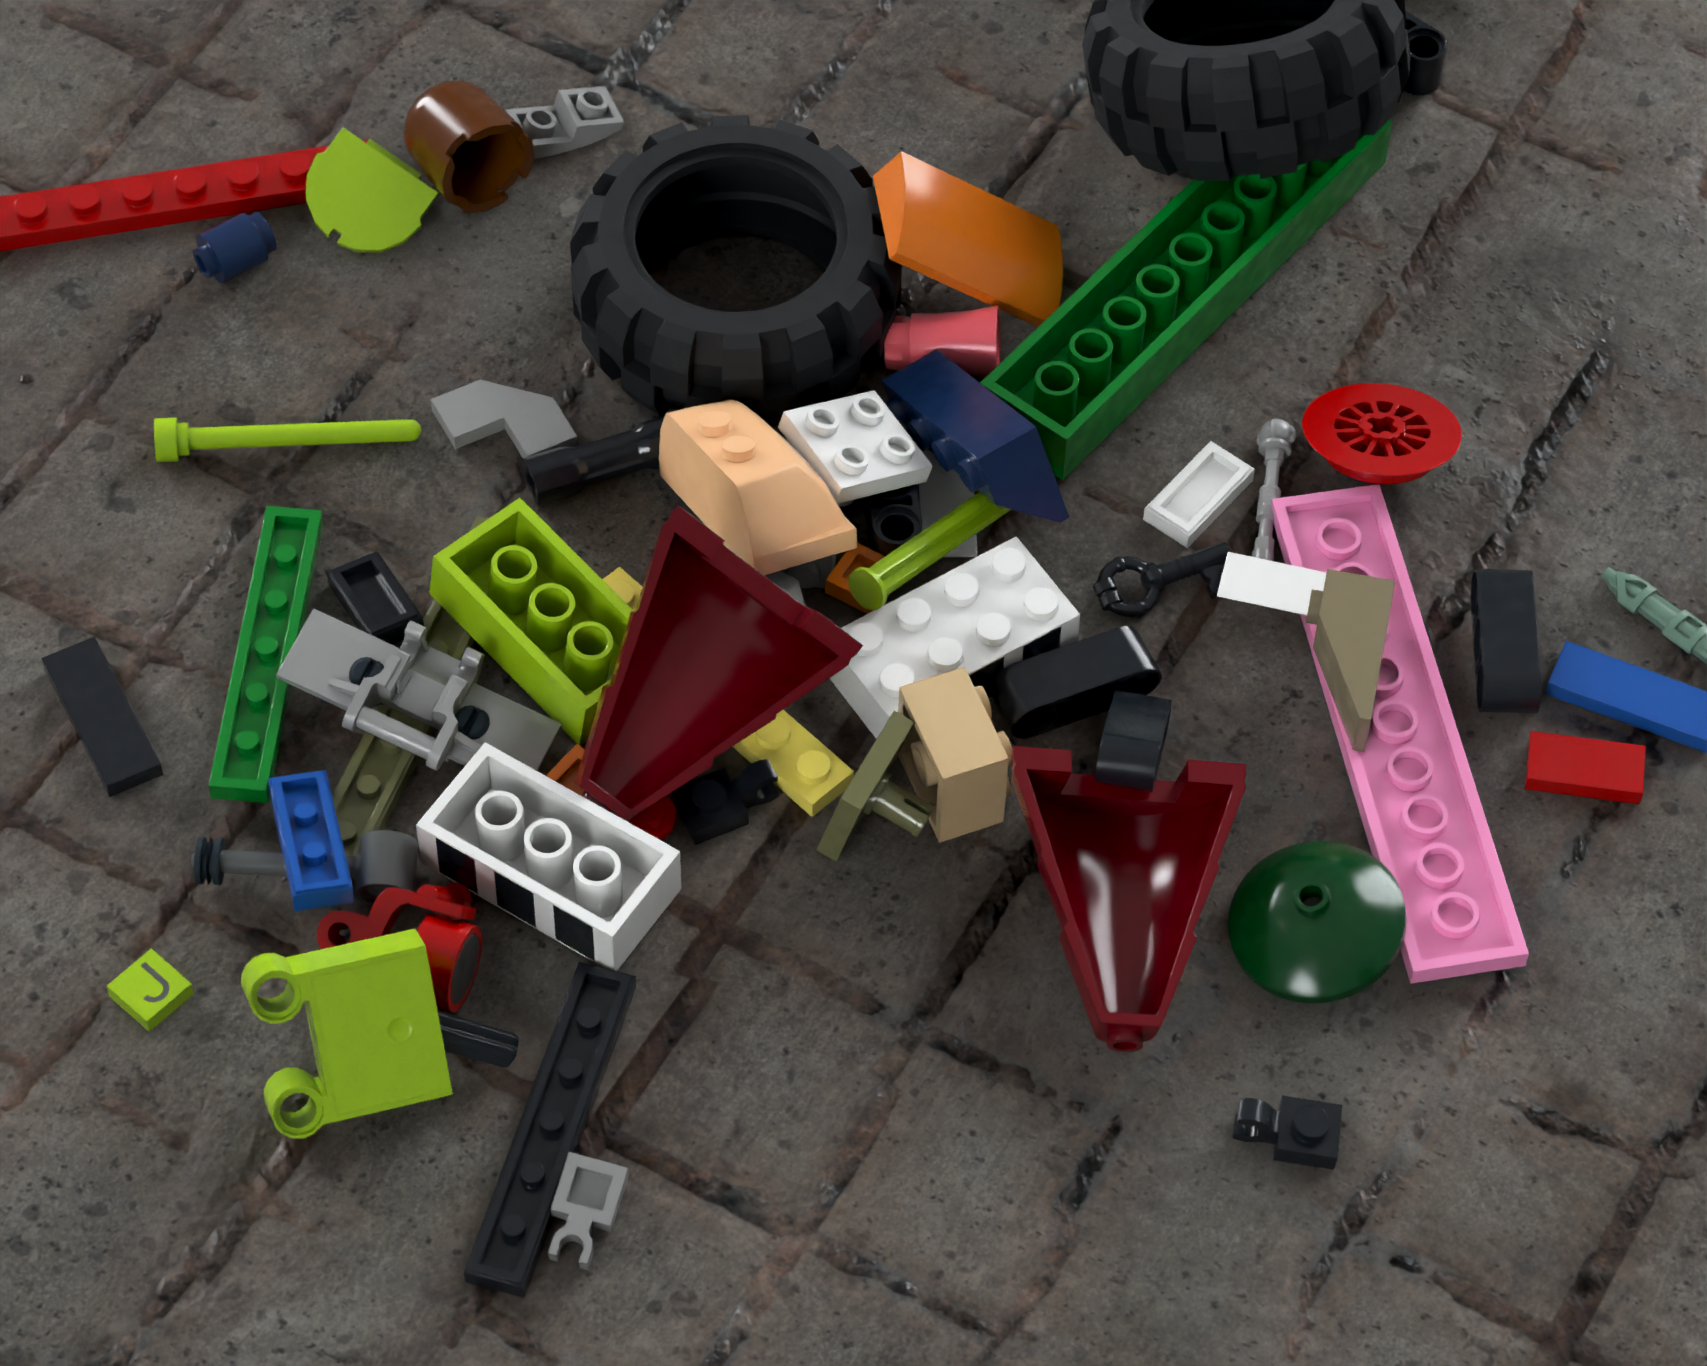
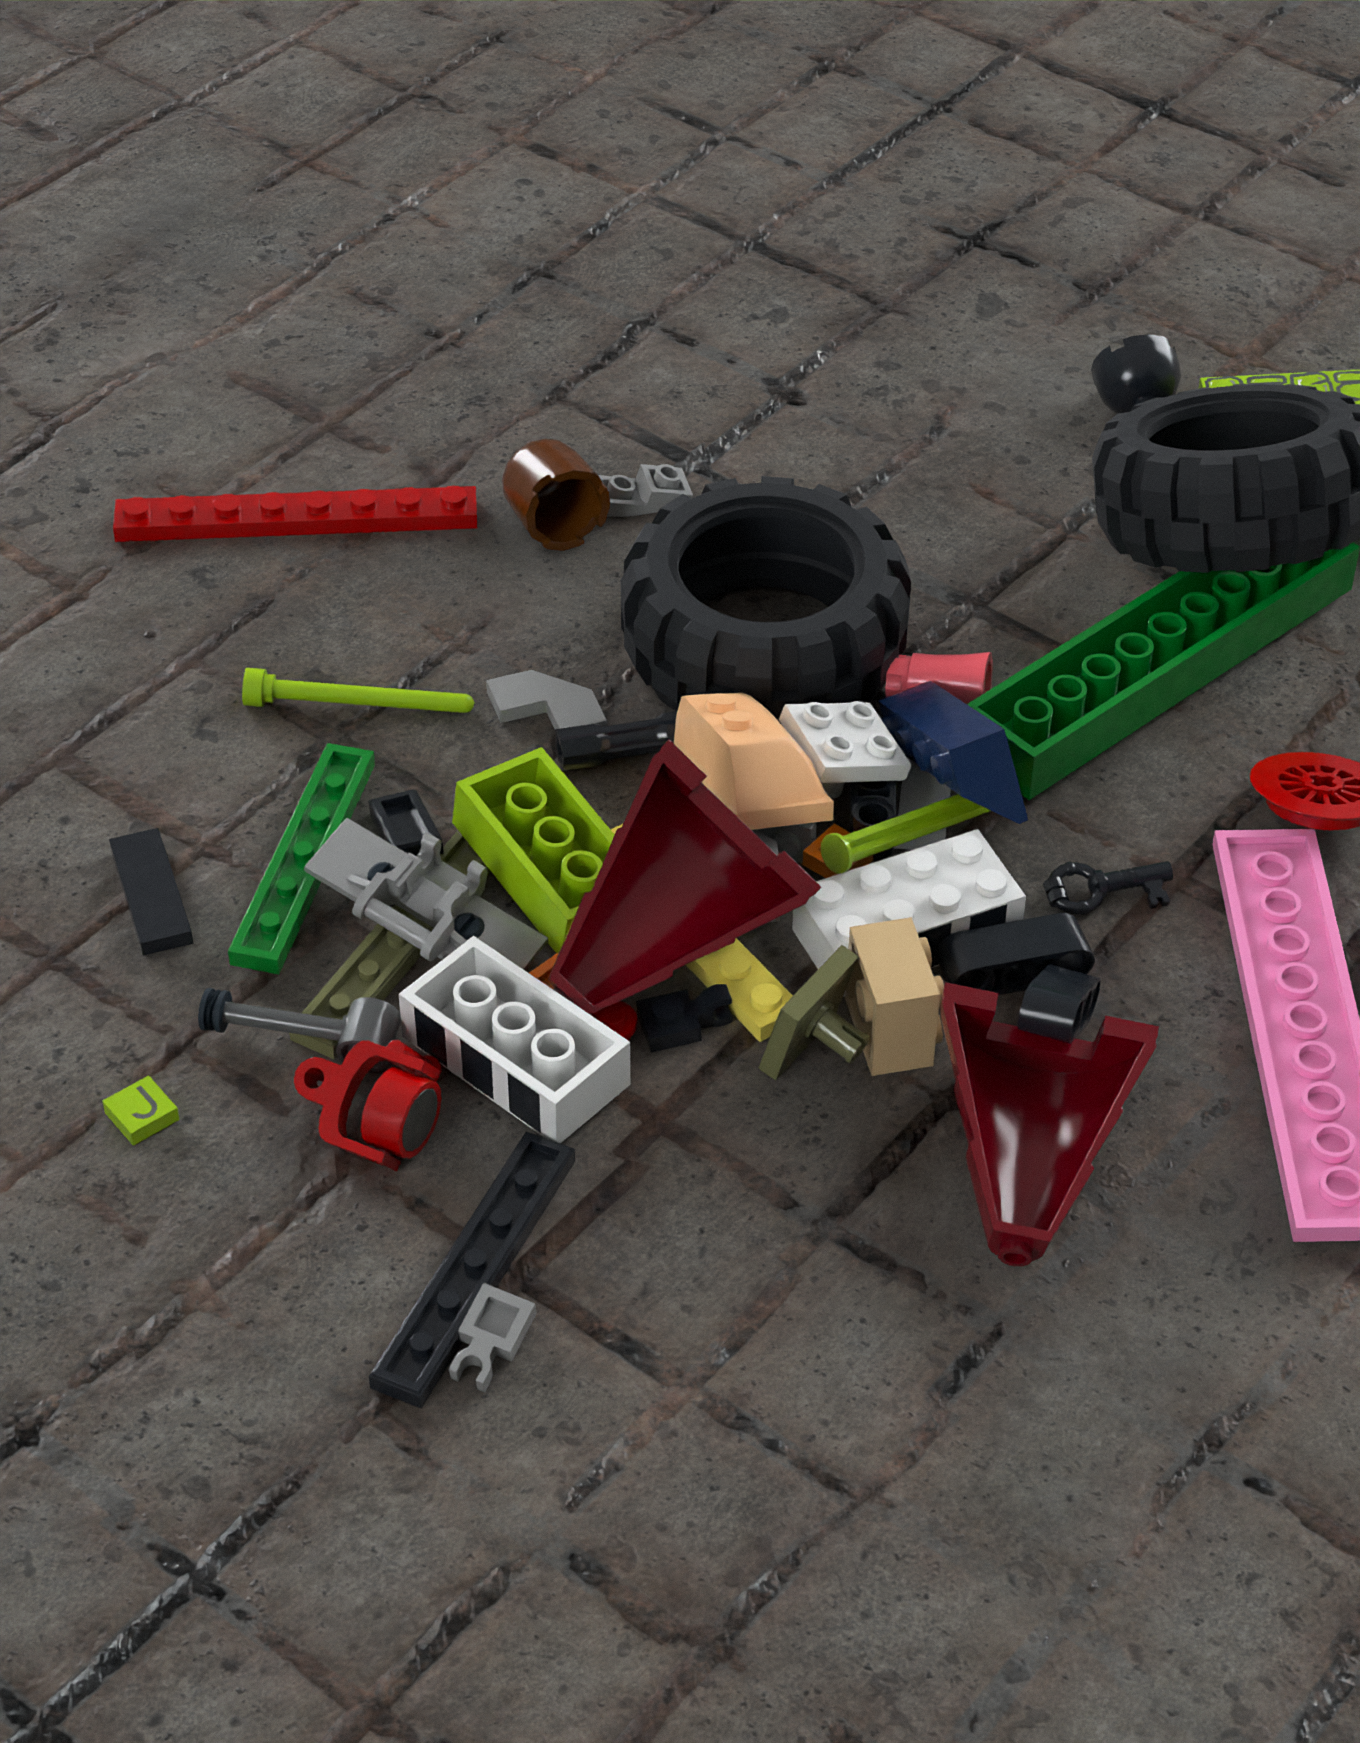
camera: 10 degrees right, 10 degrees down
(234, 246) = (344, 551): dark blue brick -> none
(310, 840) = (305, 1001): blue tile -> none
(366, 195) = (462, 524): lime piece -> none
(369, 1030) = (323, 1155): lime piece -> none
(970, 239) = (971, 593): orange slope -> none
(1198, 494) = (1150, 824): white tile -> none
(1269, 583) = (1230, 904): white sticker -> none
(1275, 446) = (1223, 792): light grey piece -> none
(1300, 1129) = (1171, 1354): black plate -> none
(1322, 948) = (1215, 1195): dark green dish -> none
(1350, 644) = (1271, 945): dark tan slope -> none

